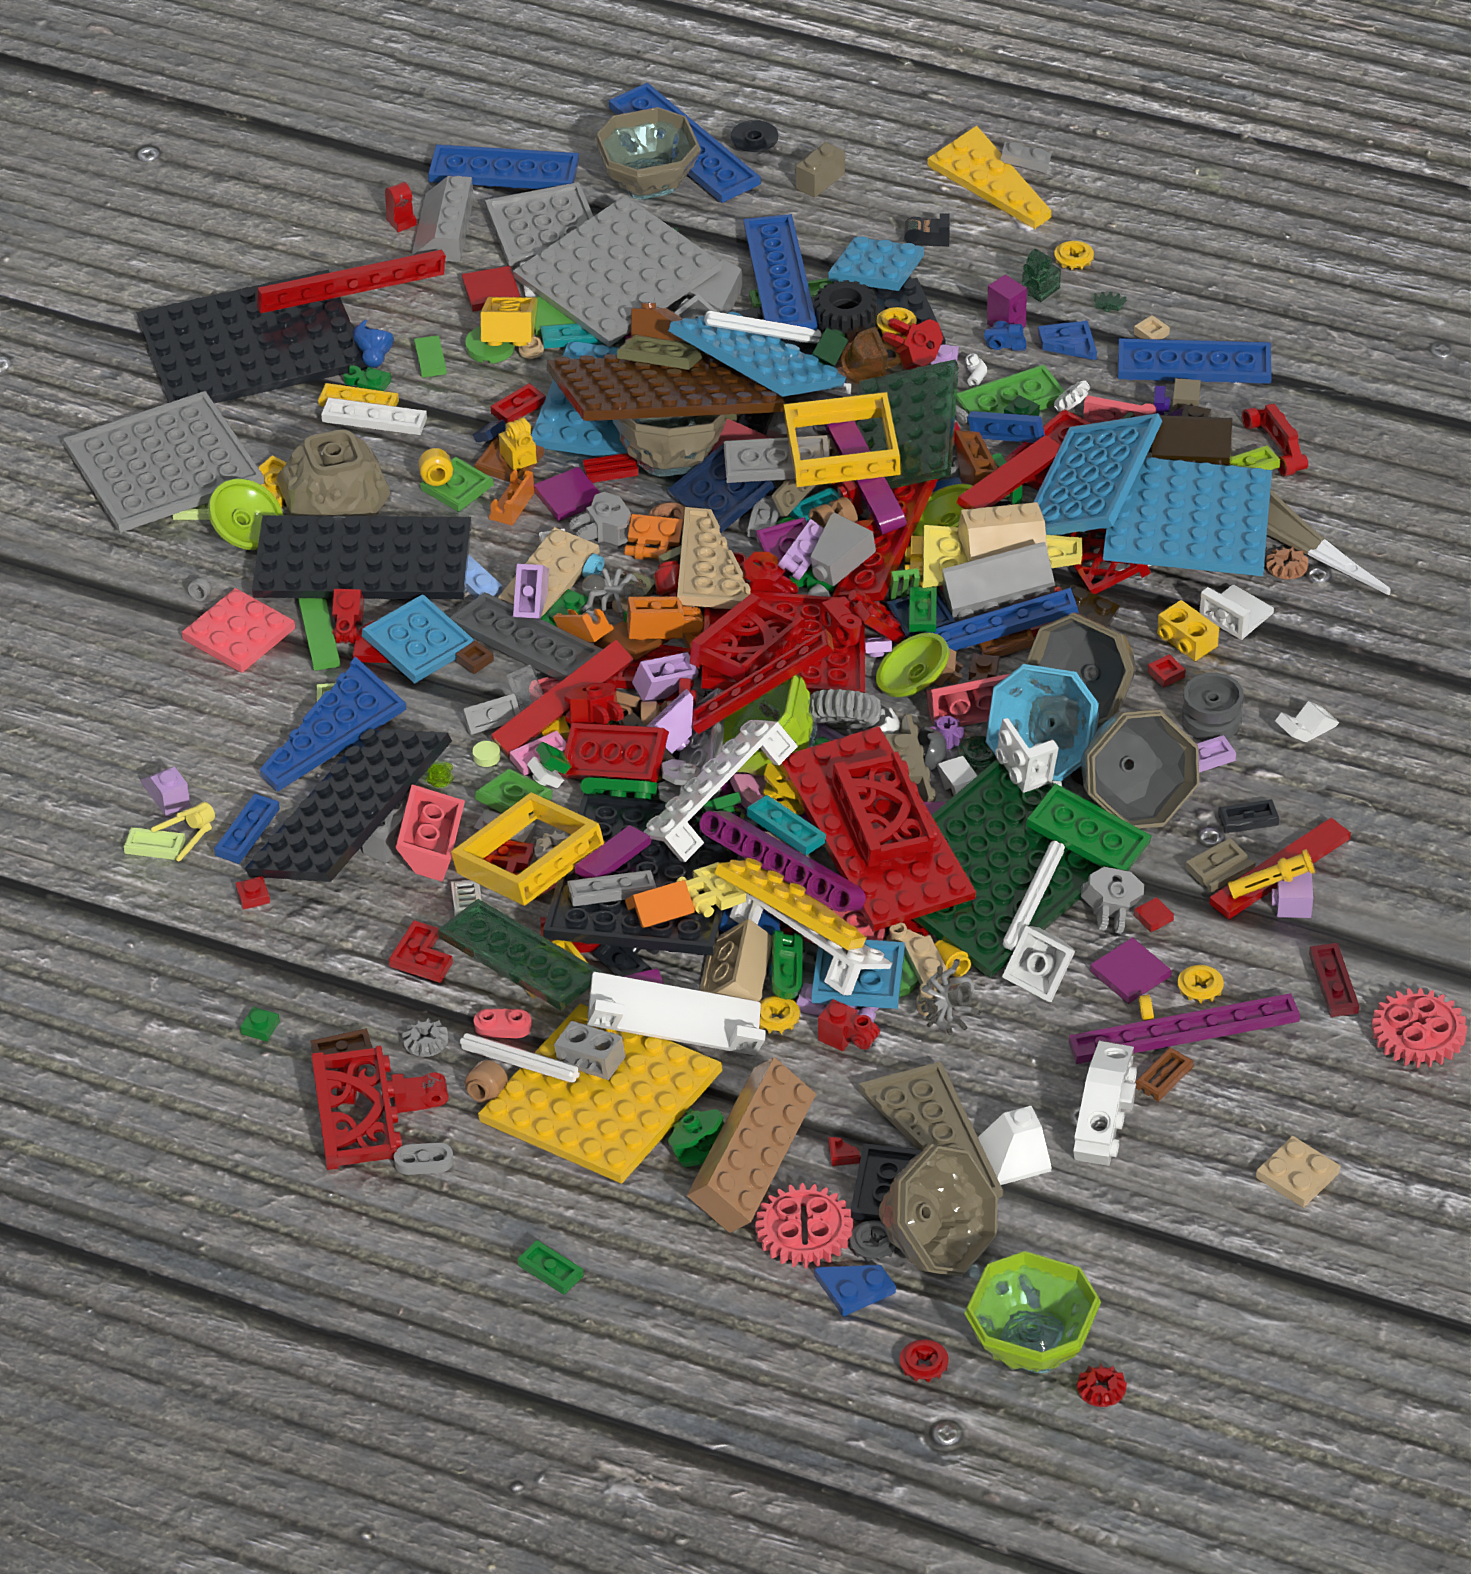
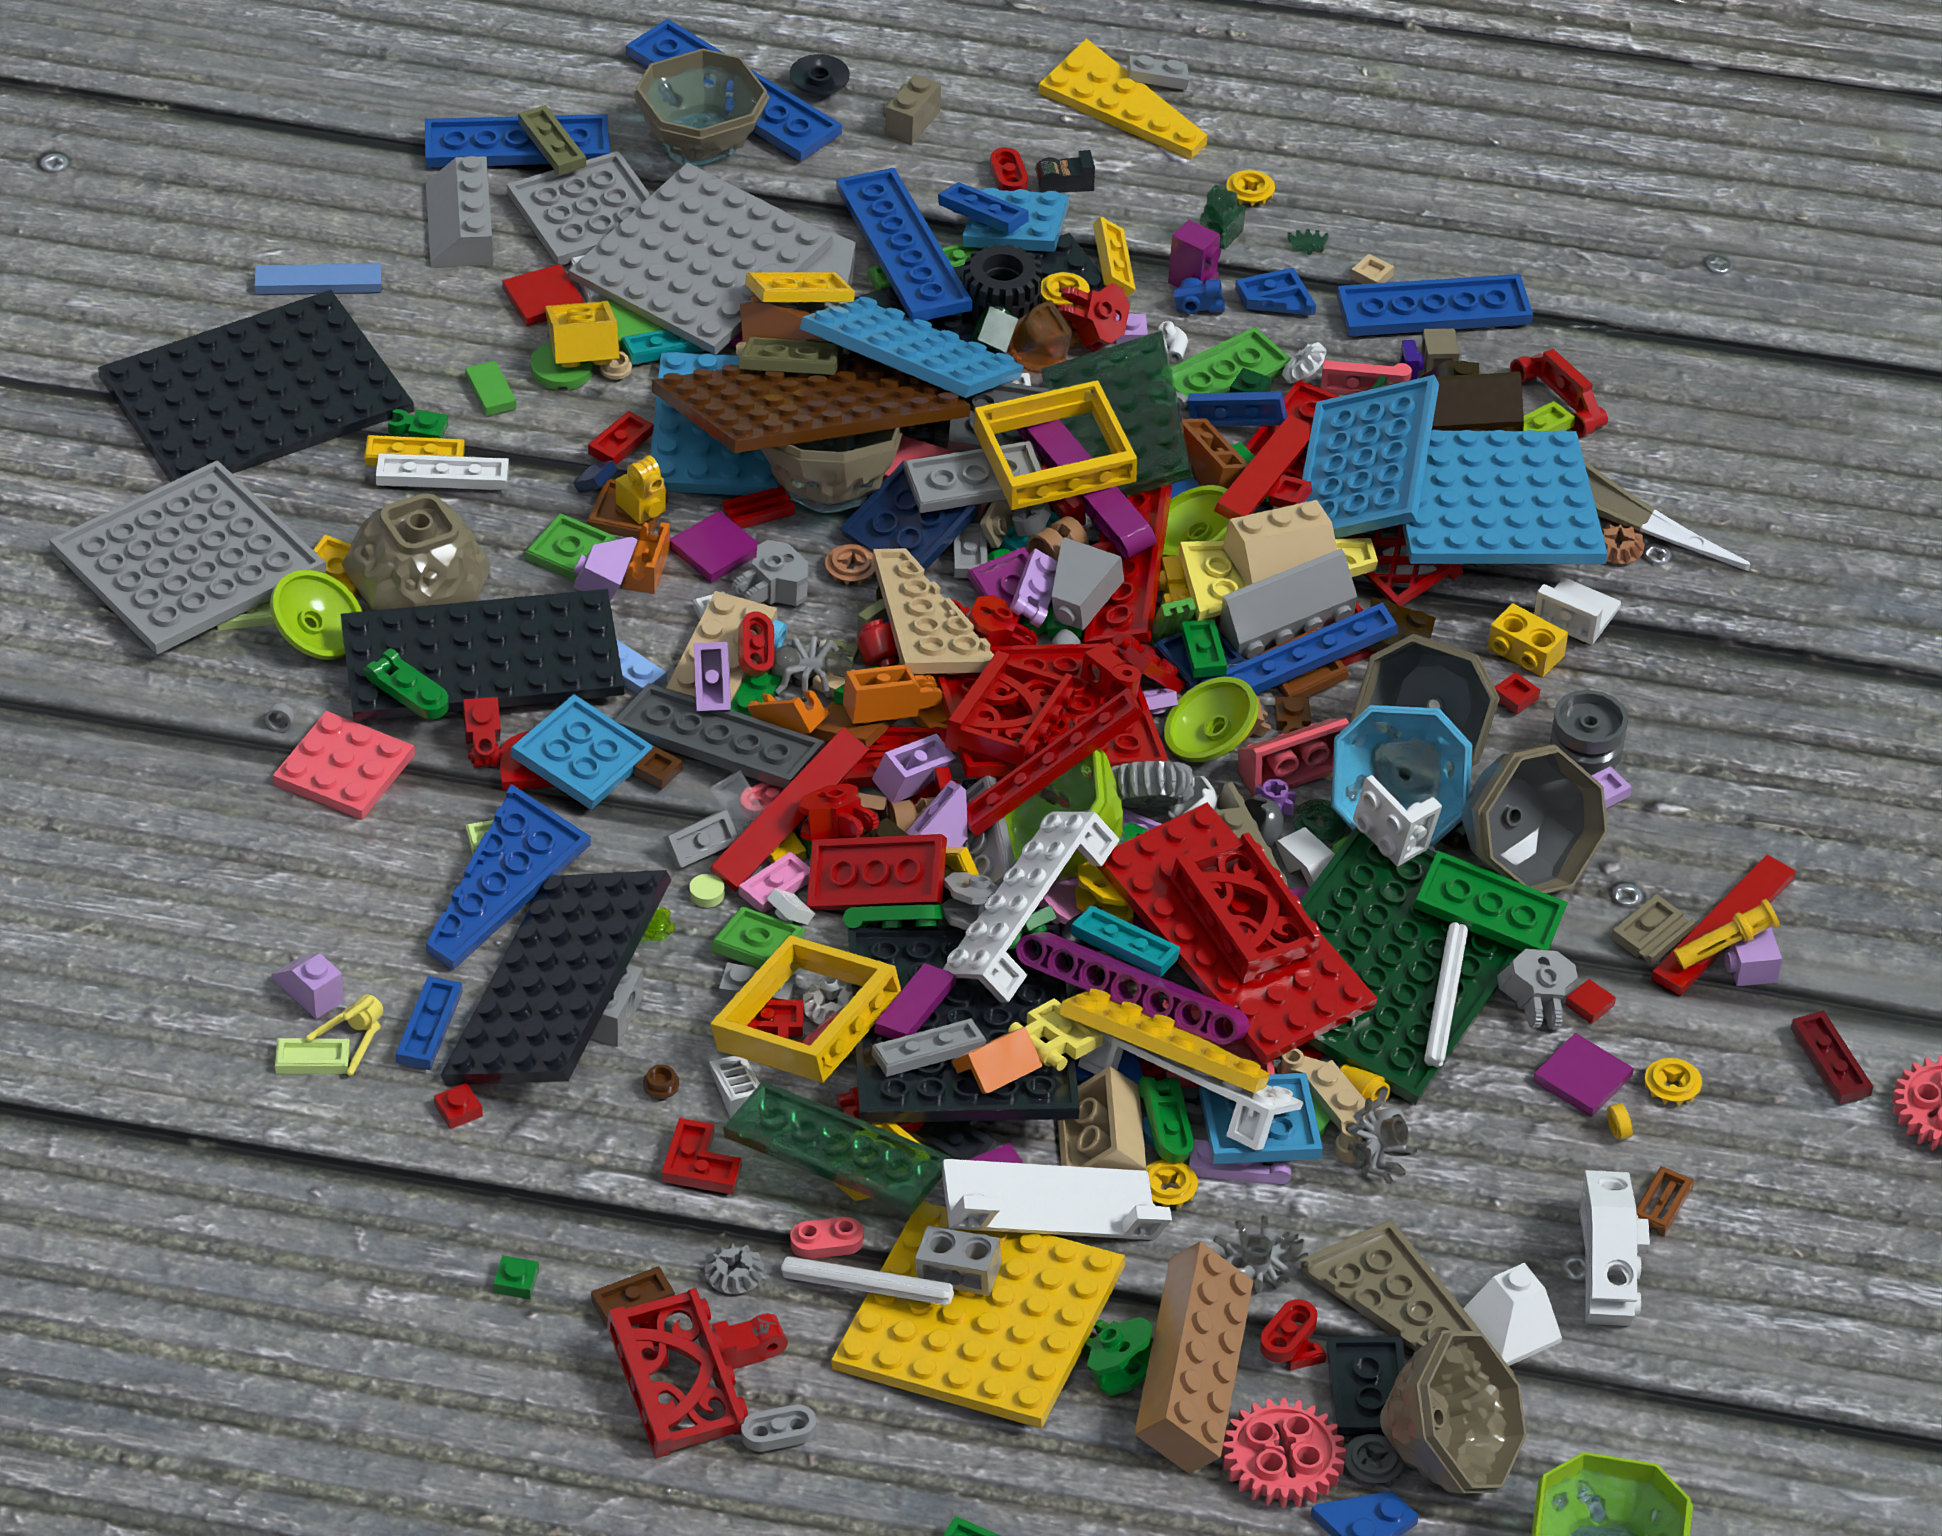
camera: 15 degrees left, 0 degrees up
(296, 574) = (408, 685): none -> green plate
(318, 259) = (318, 278): none -> medium blue tile
(319, 633) = (450, 759): bright green tile -> none
(350, 281) = (368, 302): red plate -> none
(373, 344) = (417, 379): blue piece -> none
(399, 207) = (402, 202): red leg -> none
(409, 892) = (661, 1082): none -> reddish brown plate
(429, 831) = (673, 1000): coral slope -> none
(435, 467) = (543, 529): yellow head -> none
(475, 499) = (604, 566): none -> lavender slope
(485, 1081) = (830, 1316): medium nougat head -> none
(527, 169) = (552, 140): none -> olive plate
(553, 758) = (799, 888): green plate -> none
(572, 572) = (756, 647): none -> red plate
(654, 531) = (839, 582): orange plate -> none
(679, 750) = (960, 860): none -> yellow tile
(681, 299) = (799, 287): none -> yellow tile
(762, 327) = (909, 313): white axle -> none
(815, 495) = (1031, 519): none -> dark grey beam
(828, 1138) = (1285, 1333): none -> red plate
(829, 1075) = (1260, 1254): none -> animal
(842, 1024) = (1258, 1184): red brick -> none
(848, 251) = (983, 207): none -> blue plate
(883, 223) = (1008, 169): none -> red plate
(946, 299) = (1113, 255): none -> yellow plate
(1025, 493) = (1289, 491): none -> red plate
(1039, 962) = (1475, 1079): white slope -> none
(1189, 1026) = (1674, 1138): magenta plate -> none
(1249, 819) = (1669, 867): black tile -> none
(1298, 1171) = (1859, 1304): tan plate -> none
(1309, 723) = (1704, 739): white slope -> none

